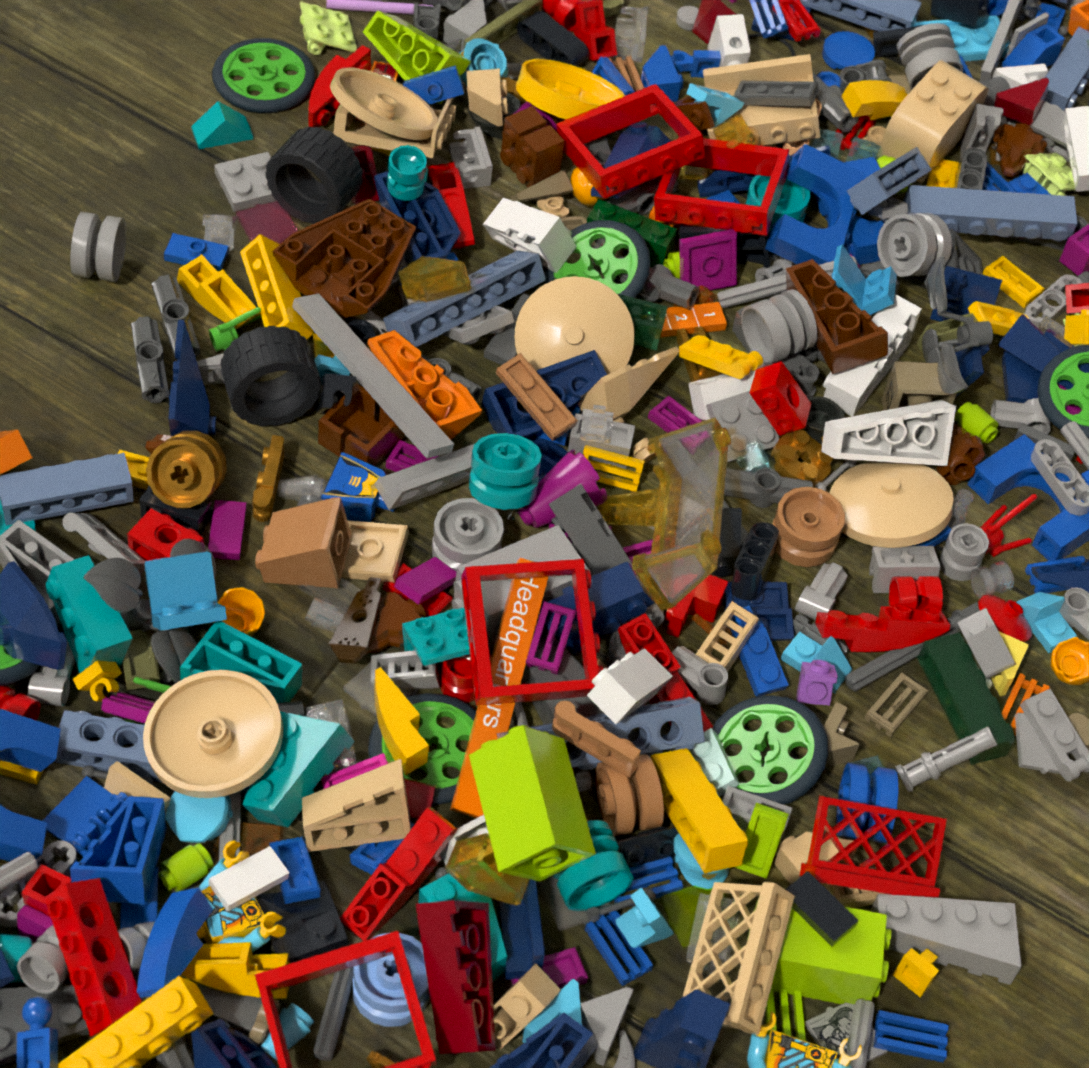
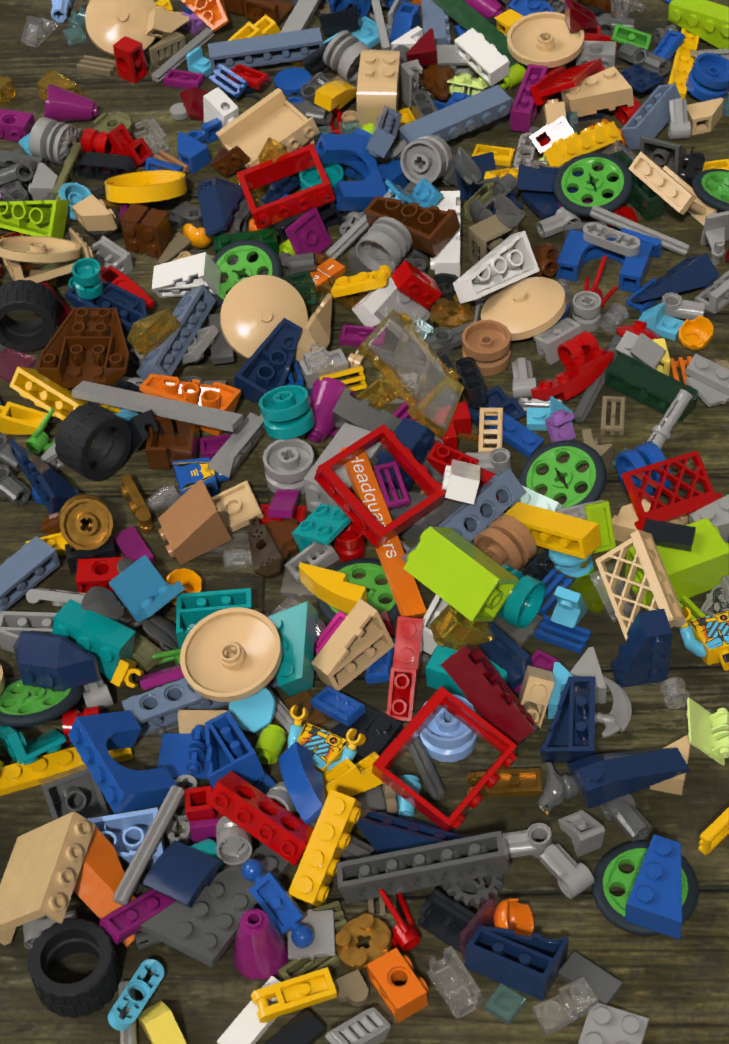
camera: 20 degrees left, 5 degrees down
(248, 878) = (318, 723): white tile -> none
(437, 85) = (58, 224): blue plate -> none
(536, 396) = (269, 363): medium nougat tile -> none
(594, 913) = (535, 624): dark grey hinge -> none
(595, 739) = (469, 519): medium nougat plate -> none
(618, 115) = (193, 175): red window -> none
(720, 103) = (246, 144): medium azure slope -> none
(777, 93) = (272, 122): dark grey tile -> none
(977, 422) = (538, 237): lime brick -> none

